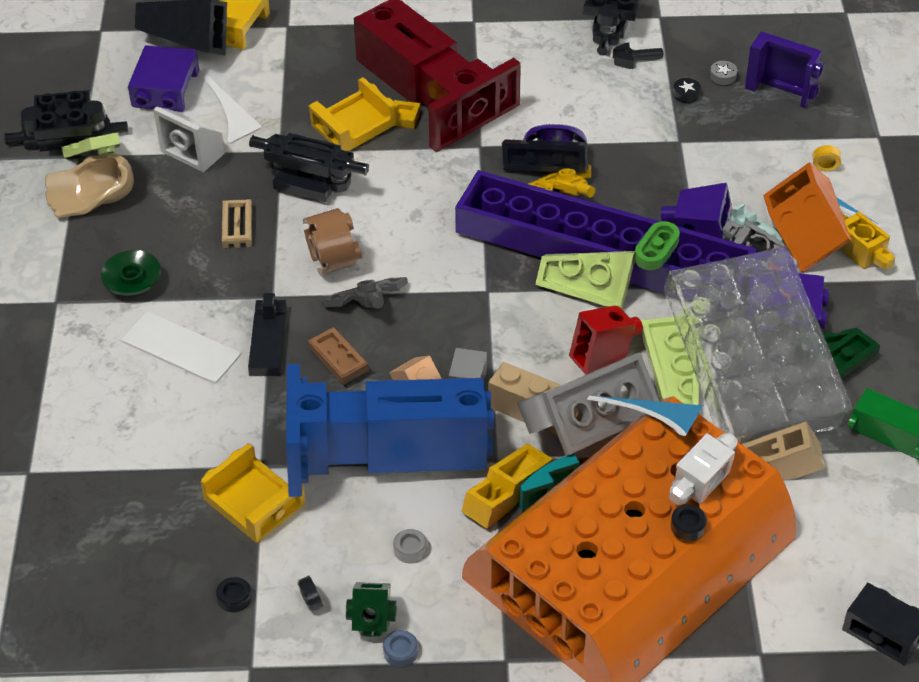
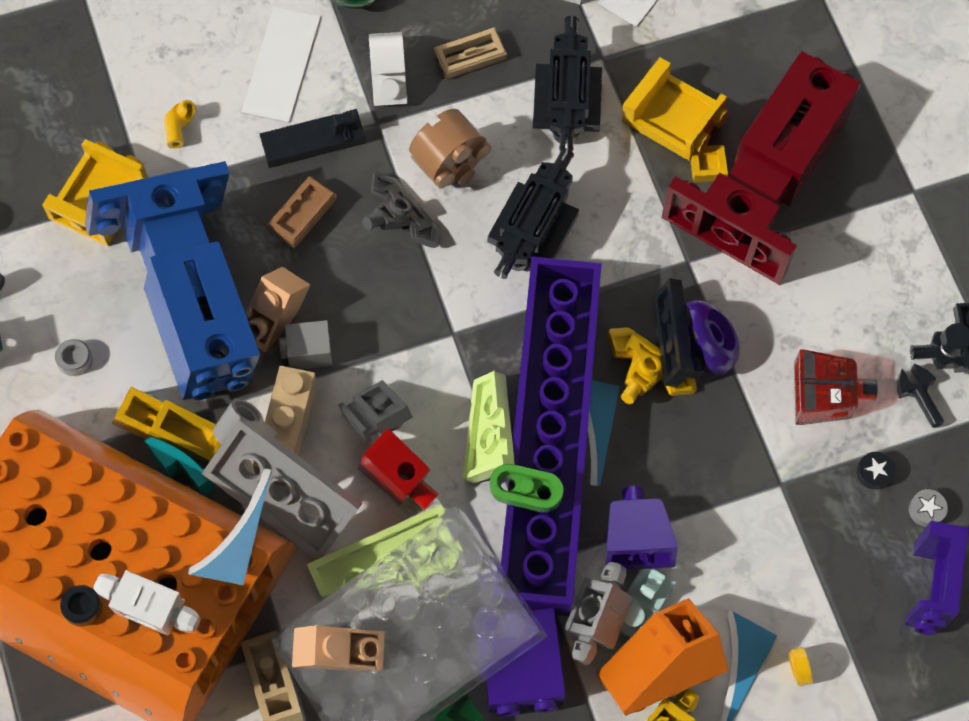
camera: 70 degrees right, 20 degrees up
(204, 425) = (176, 121): none -> yellow arm
(228, 261) = (387, 68): none -> white brick
(413, 209) = (535, 217): none -> black piece
(548, 338) = (376, 411): none -> dark grey plate
(615, 94) = (828, 388): none -> clear red torso
(765, 375) = (338, 648): none -> light nougat slope

